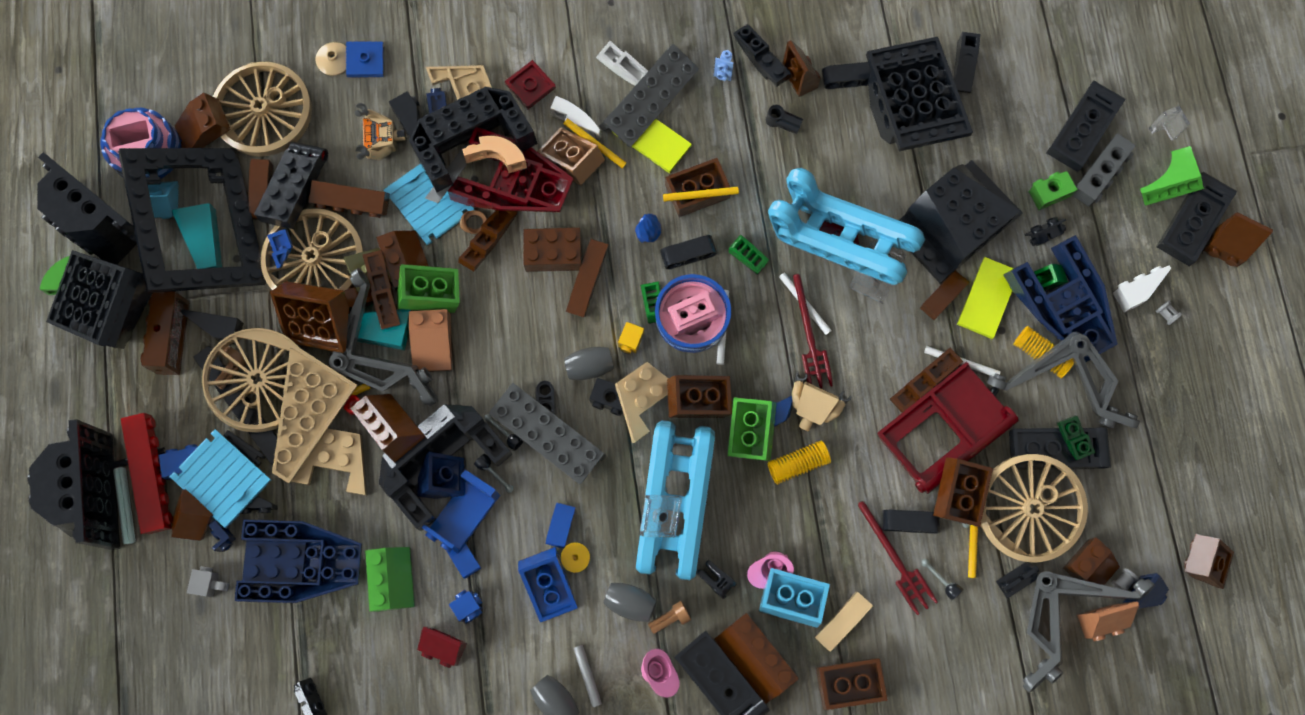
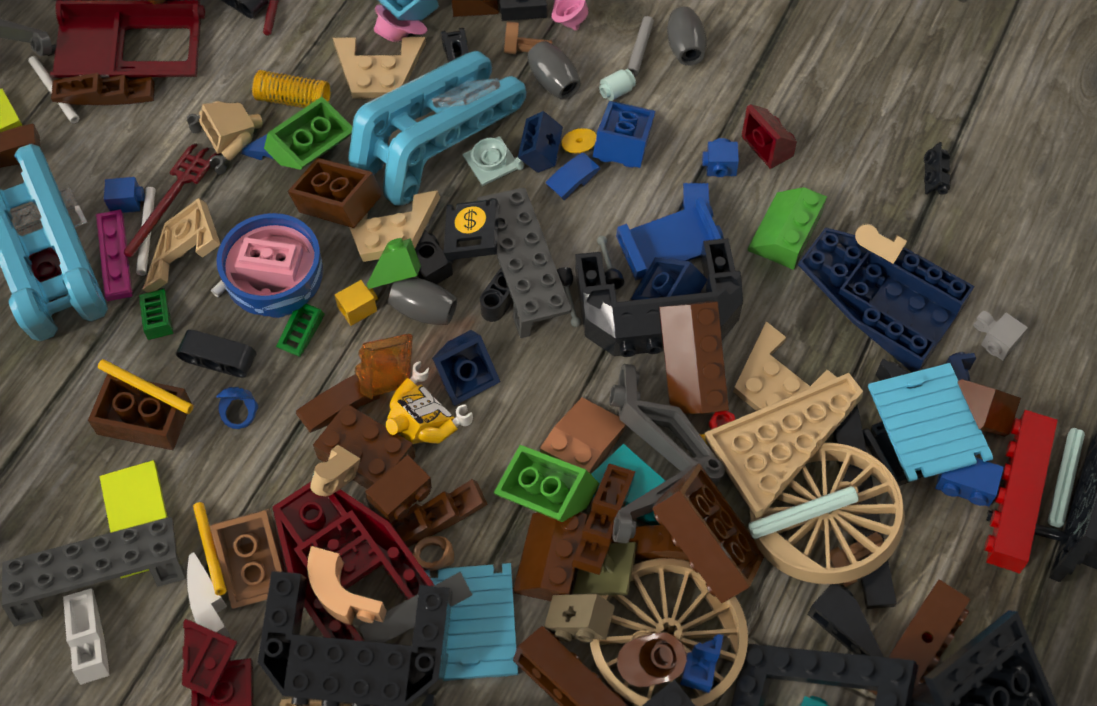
camera: 145 degrees left, 15 degrees down
(265, 364) = (803, 512): none -> light aqua axle
(303, 228) = (652, 659): none -> reddish brown piece
(311, 589) = (869, 238): none -> tan leg
(362, 229) = (579, 617): none -> dark tan brick
(509, 232) = (399, 490): none -> reddish brown slope
(533, 339) = (465, 367): none -> dark blue slope
(535, 288) = (420, 415): none -> yellow torso
(547, 86) = (204, 657): none -> dark red wing
(548, 213) = (334, 473): none -> tan leg
(573, 297) = (384, 364): none -> clear orange slope
(579, 623) = (617, 84): none -> light aqua brick
(590, 427) = (471, 222): none -> black container
(597, 532) = (540, 142): none -> dark blue brick
(617, 366) = (395, 264): none -> bright green slope
(625, 504) = (491, 160): none -> light aqua hat
(756, 521) = (377, 74): none -> tan wing
(772, 308) = (180, 234): none -> tan wing
(810, 275) = (113, 260): none -> dark pink tile
(838, 314) = (123, 194): none -> blue brick

